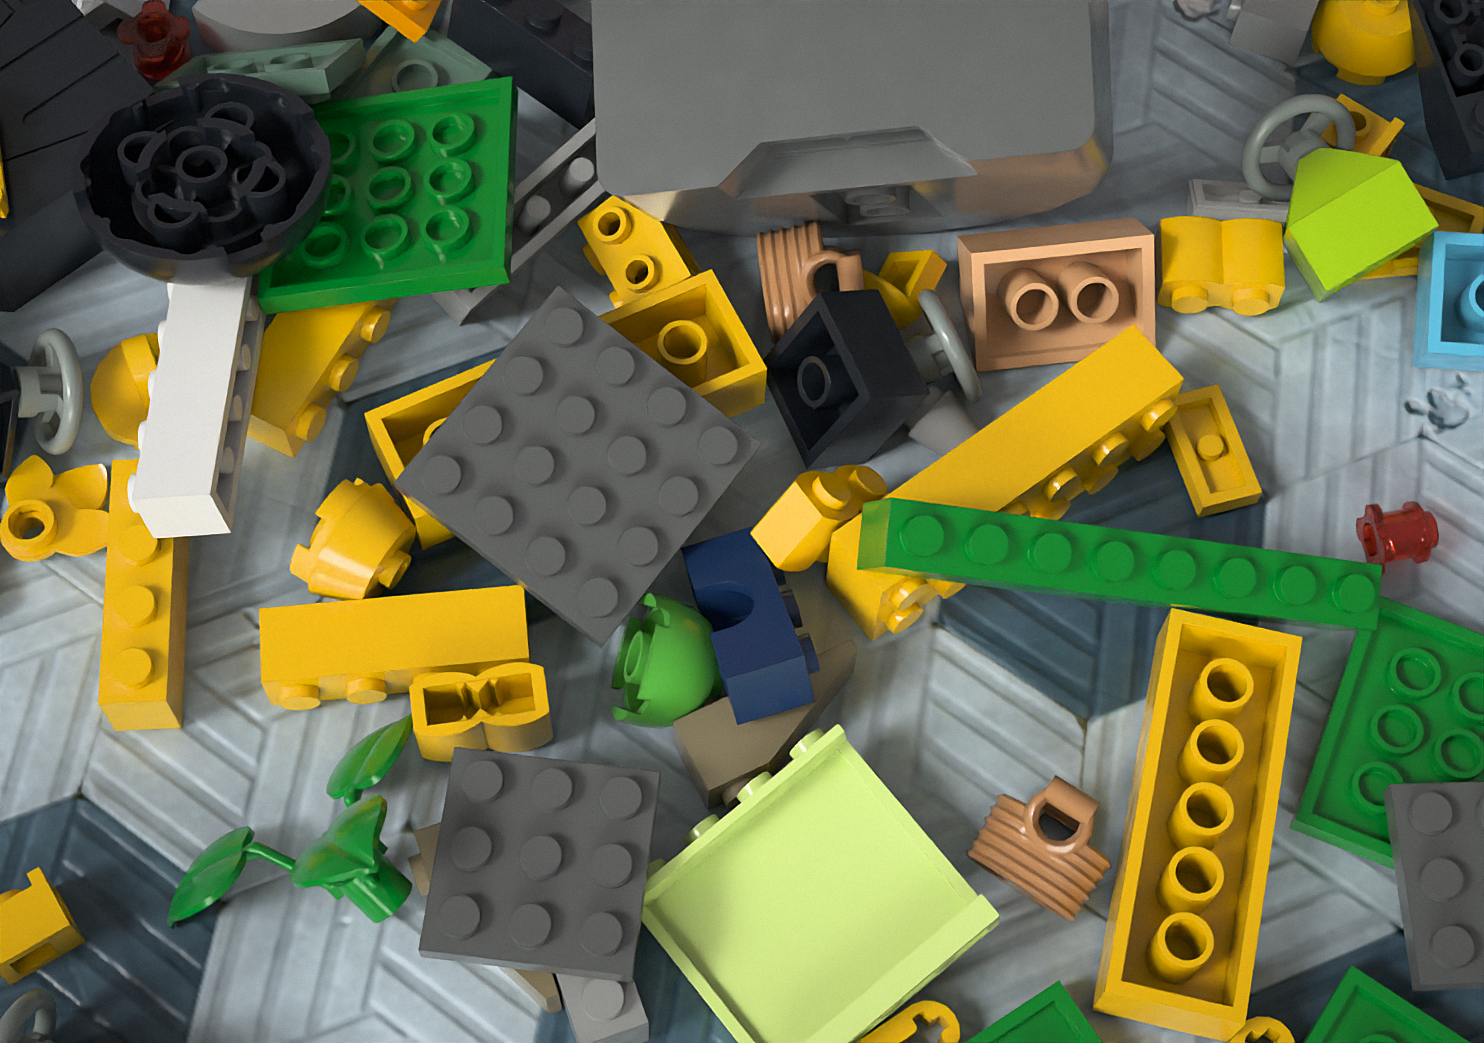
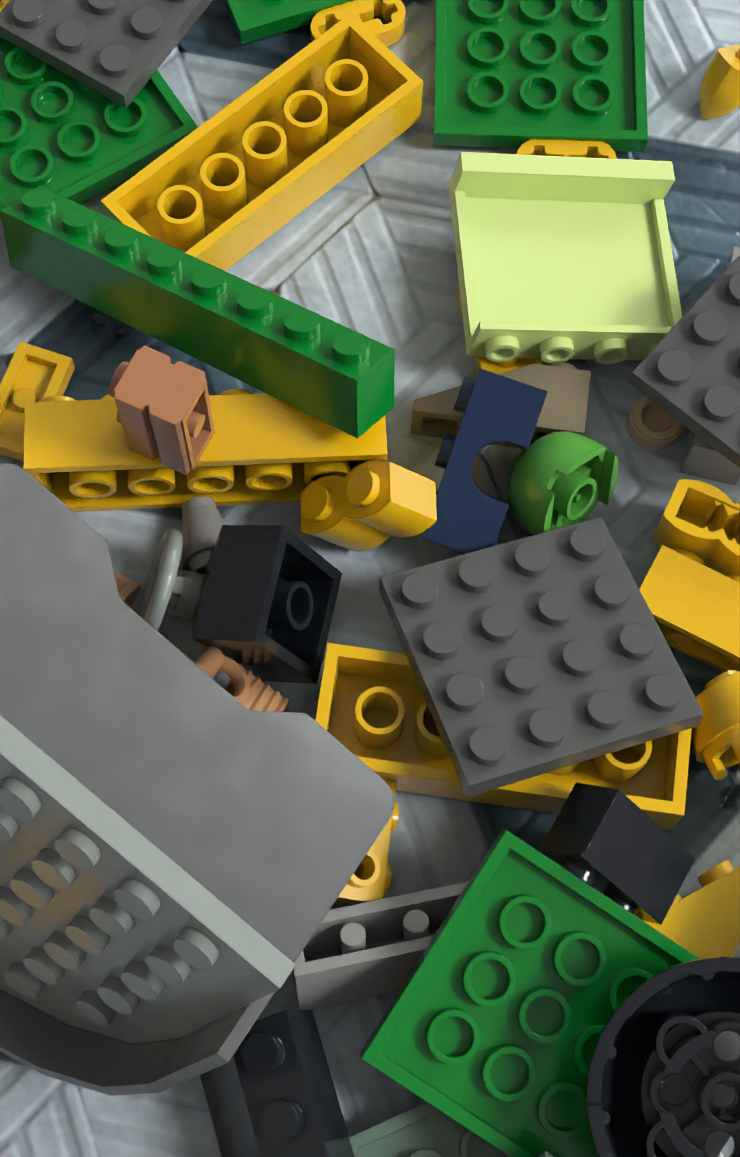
camera: 145 degrees left, 5 degrees up
(403, 341) = (618, 851): none -> black brick
(1040, 868) = (391, 201): medium nougat piece -> none
(1045, 396) = (163, 408): none -> nougat brick

